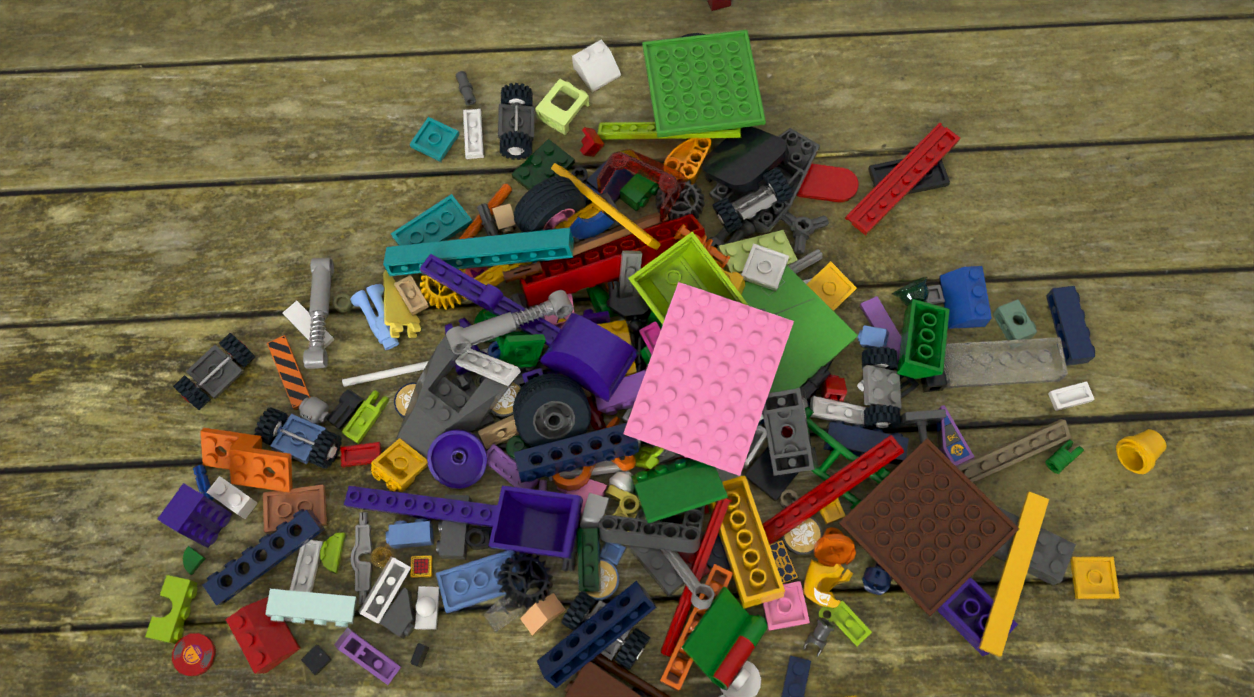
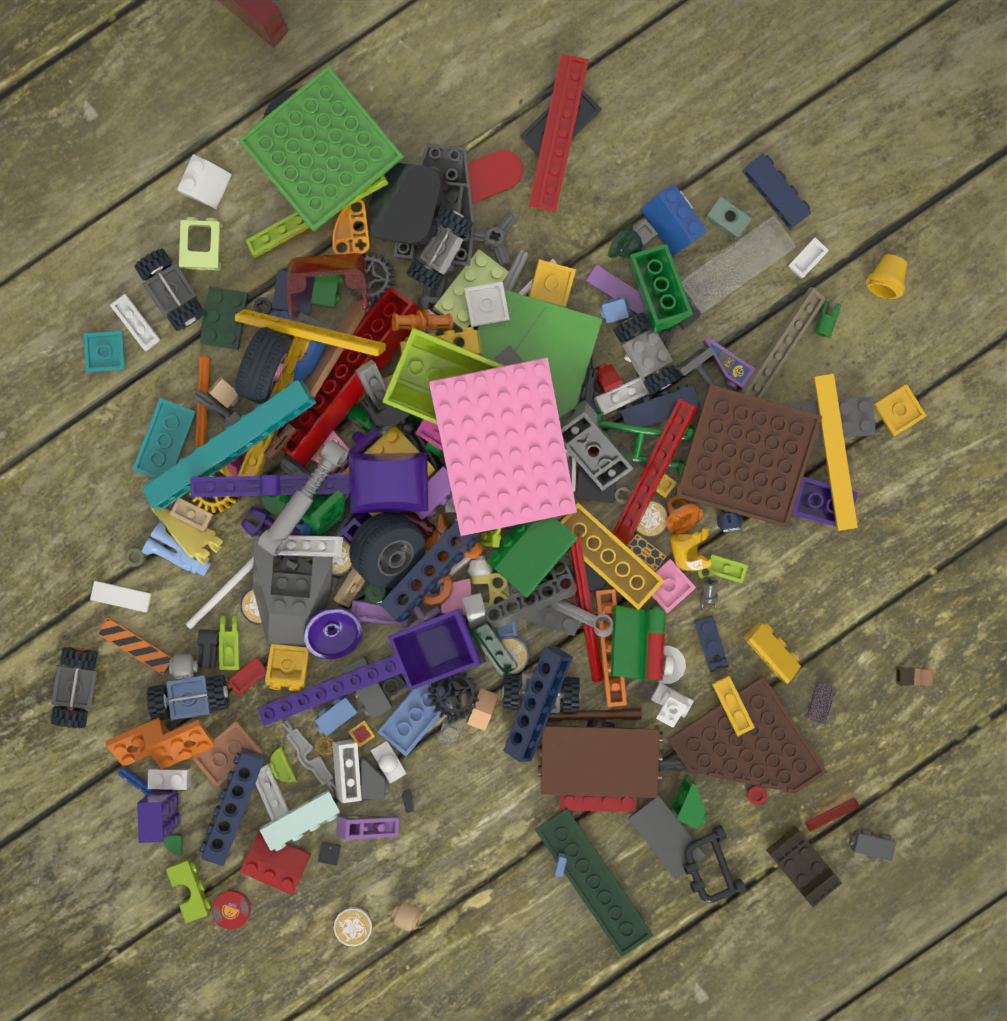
camera: 30 degrees left, 20 degrees up
(321, 271) = (98, 543): light grey piece -> none
(465, 88) = (95, 280): dark grey pin -> none
(591, 142) = (253, 266): red panel -> none

